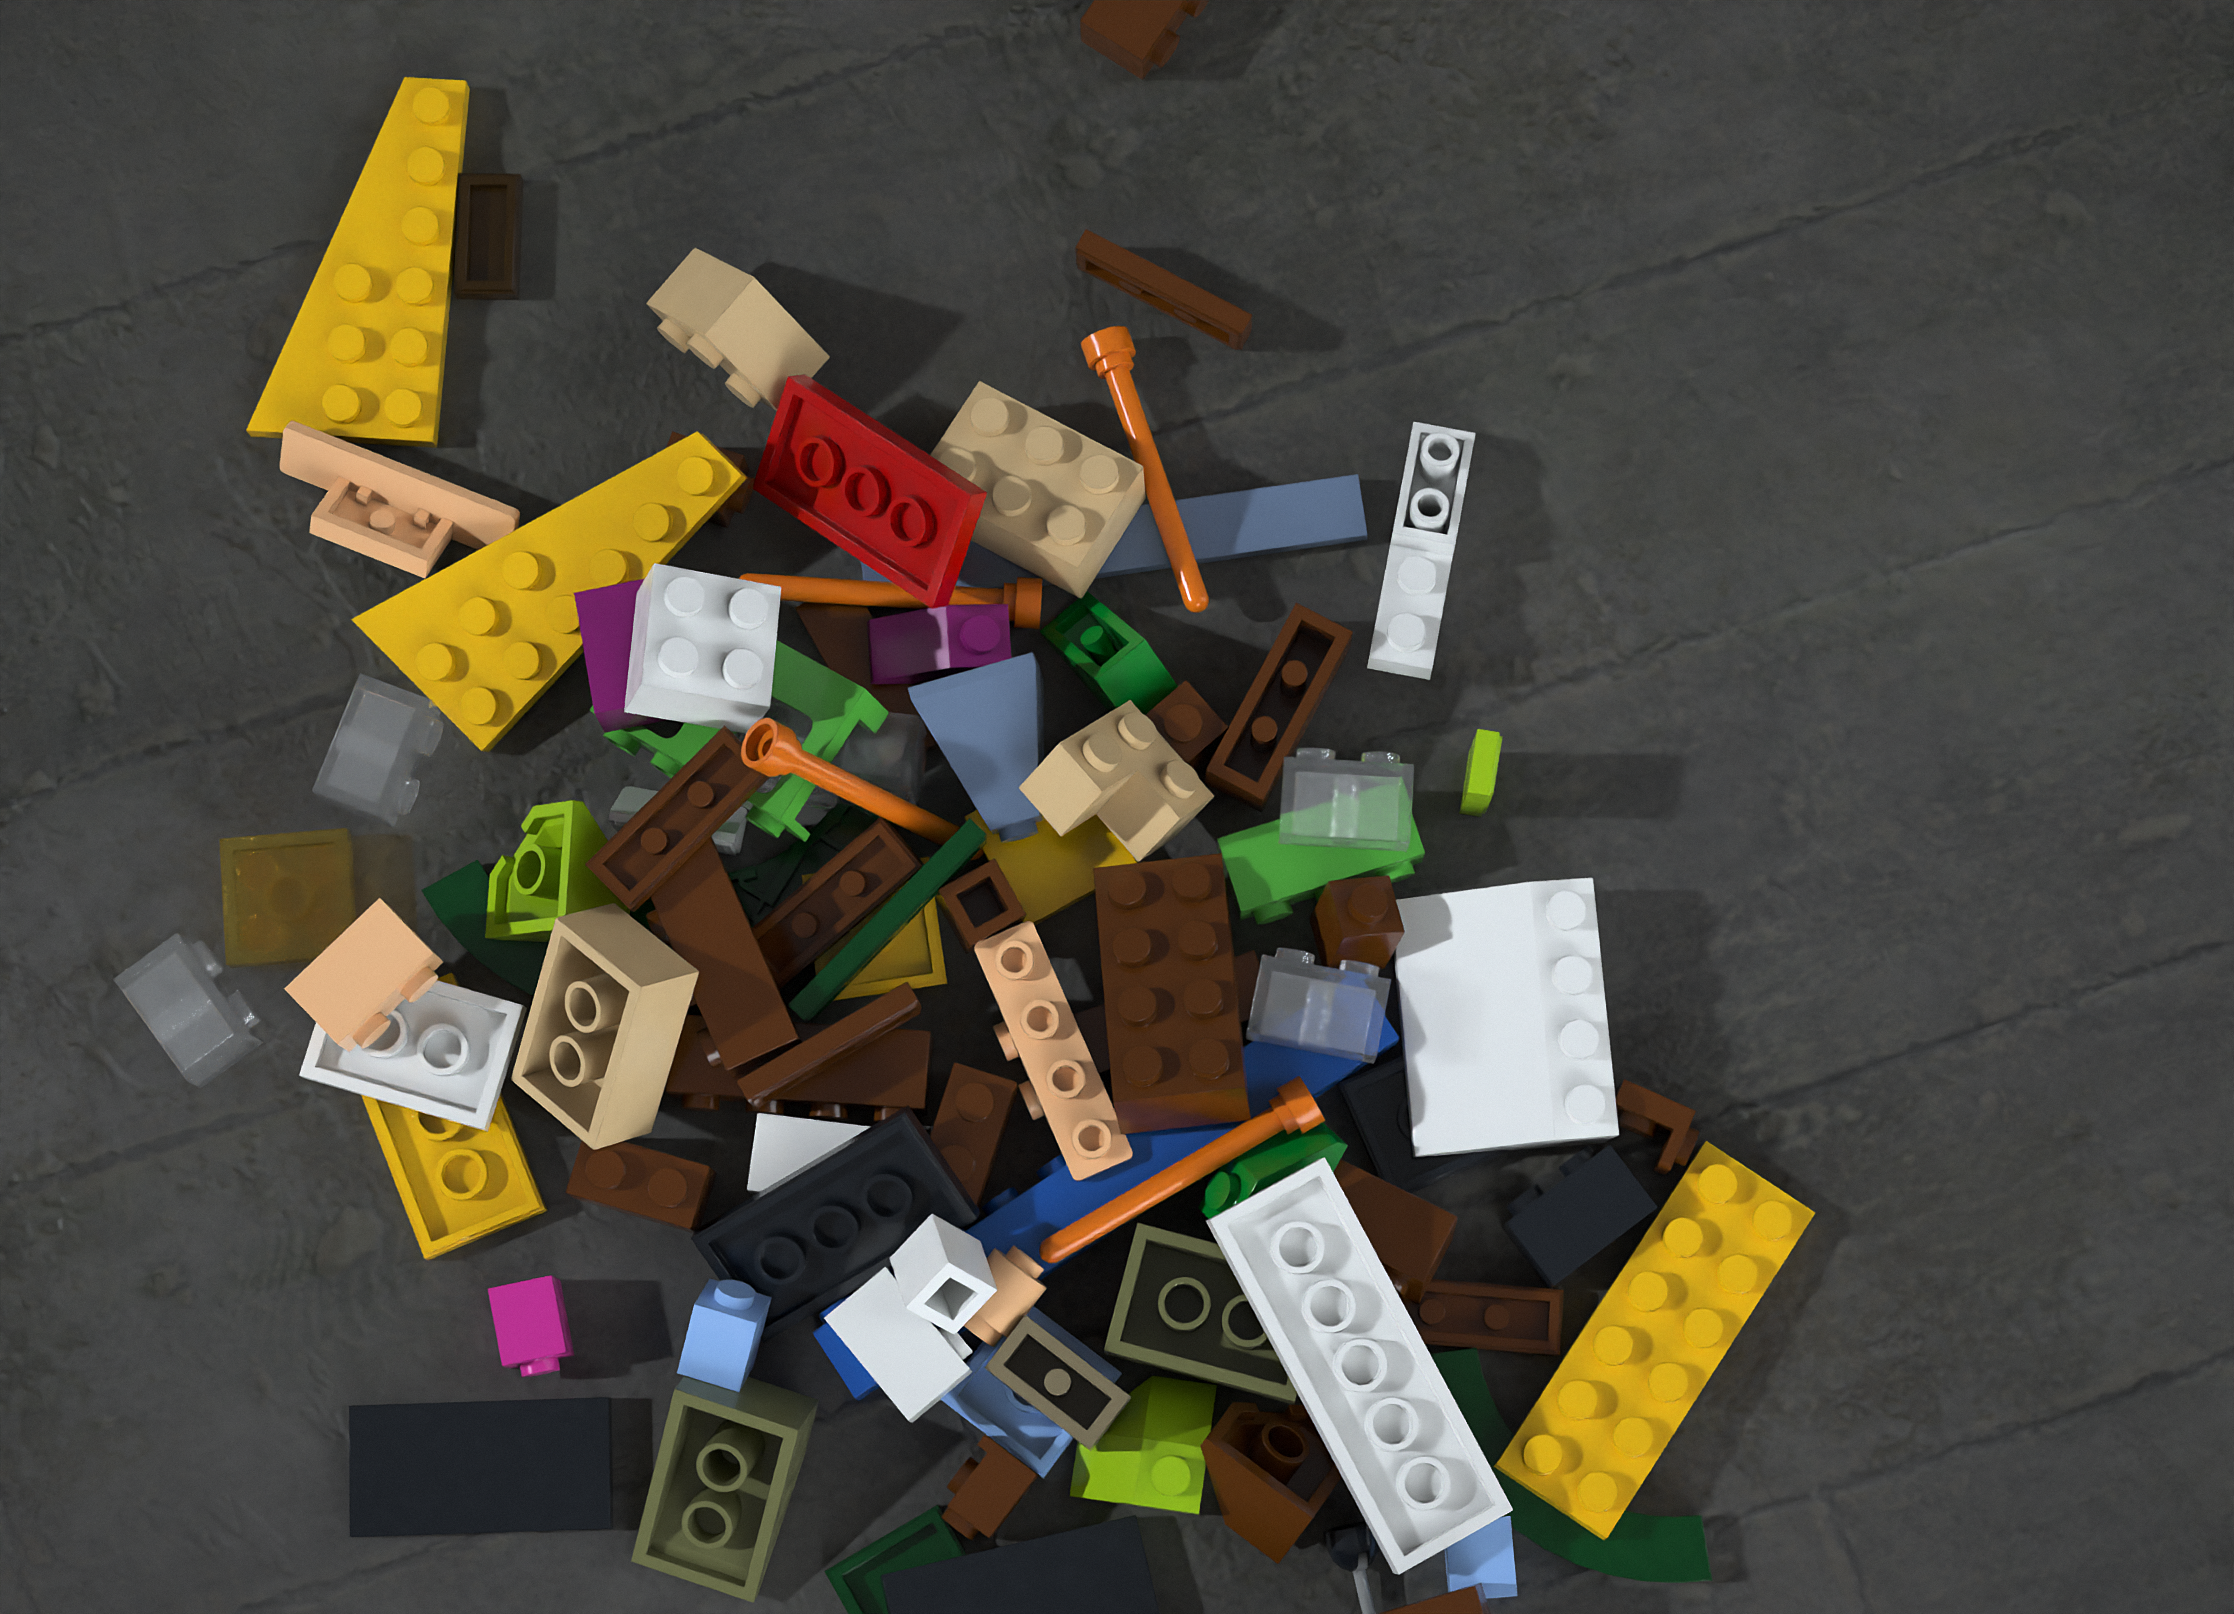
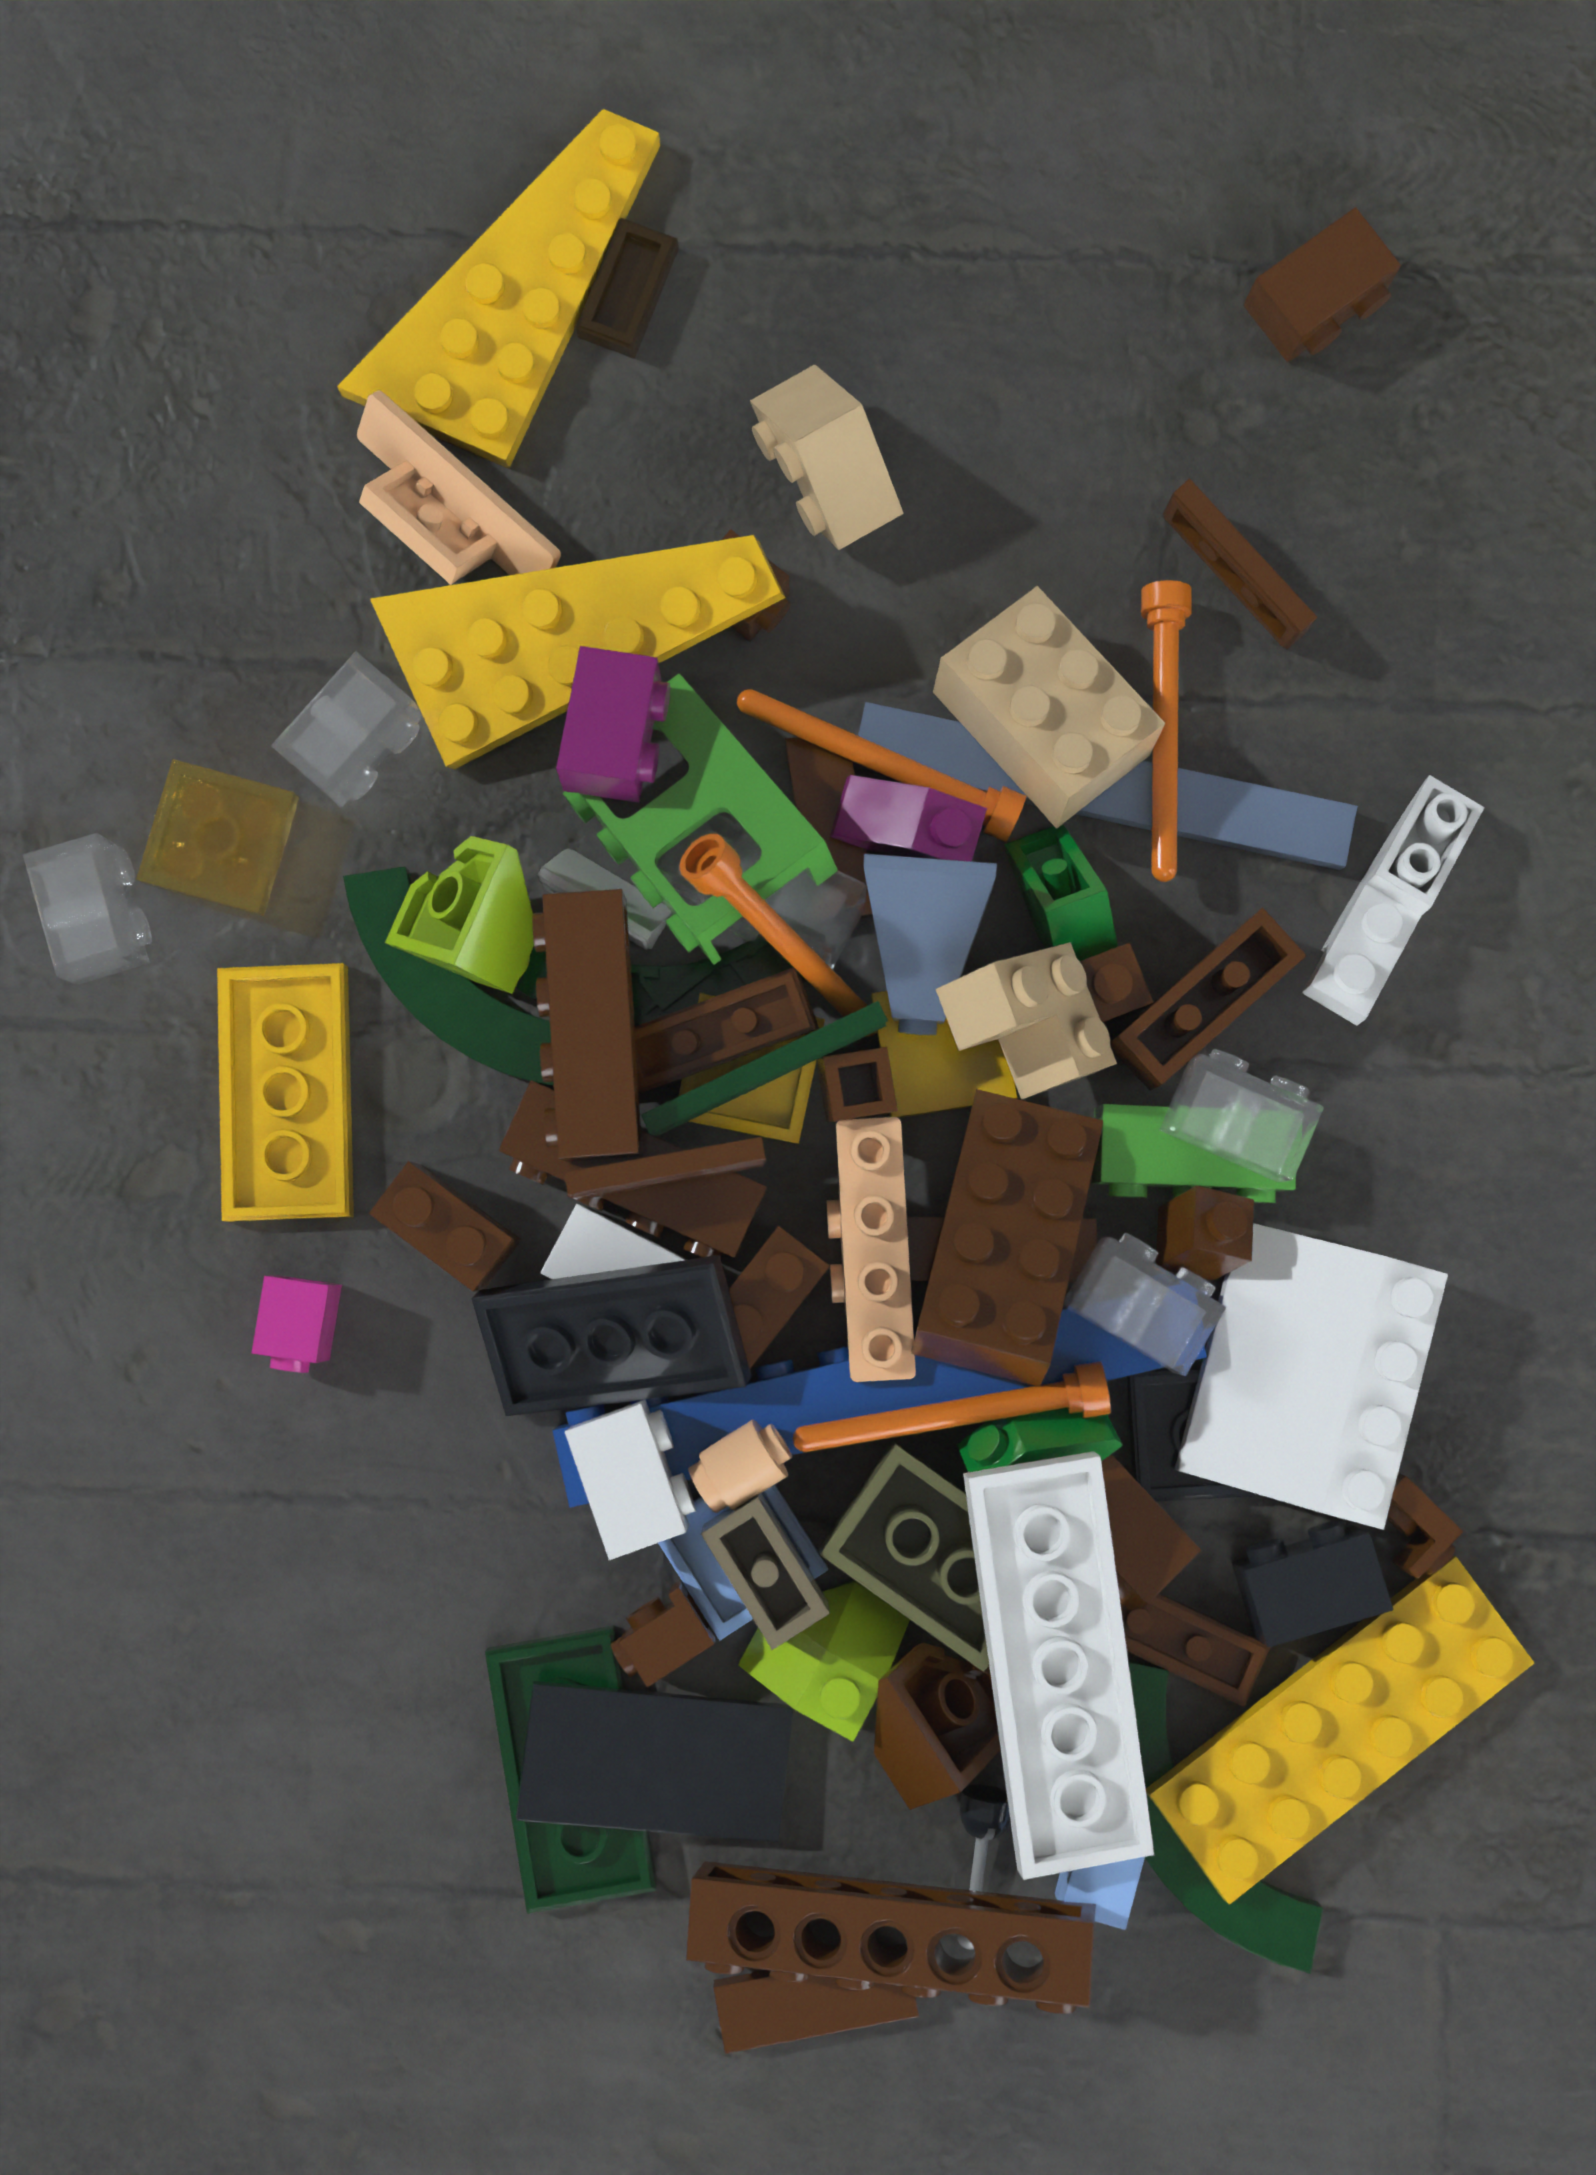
camera: 15 degrees right, 5 degrees up
(365, 977) = (252, 940): light nougat brick -> none
(435, 1057) = (280, 1016): white plate -> none
(480, 1467) = (203, 1434): black tile -> none
(604, 1025) = (460, 1069): tan brick -> none
(677, 820) = (596, 901): reddish brown tile -> none
(702, 648) = (682, 744): white brick -> none
(723, 1483) = (422, 1531): olive slope -> none
(724, 1334) = (469, 1401): light blue brick -> none
(869, 490) = (897, 652): red plate -> none
(943, 1274) = (693, 1432): white brick -> none
(1481, 772) = (1376, 1133): lime tile -> none

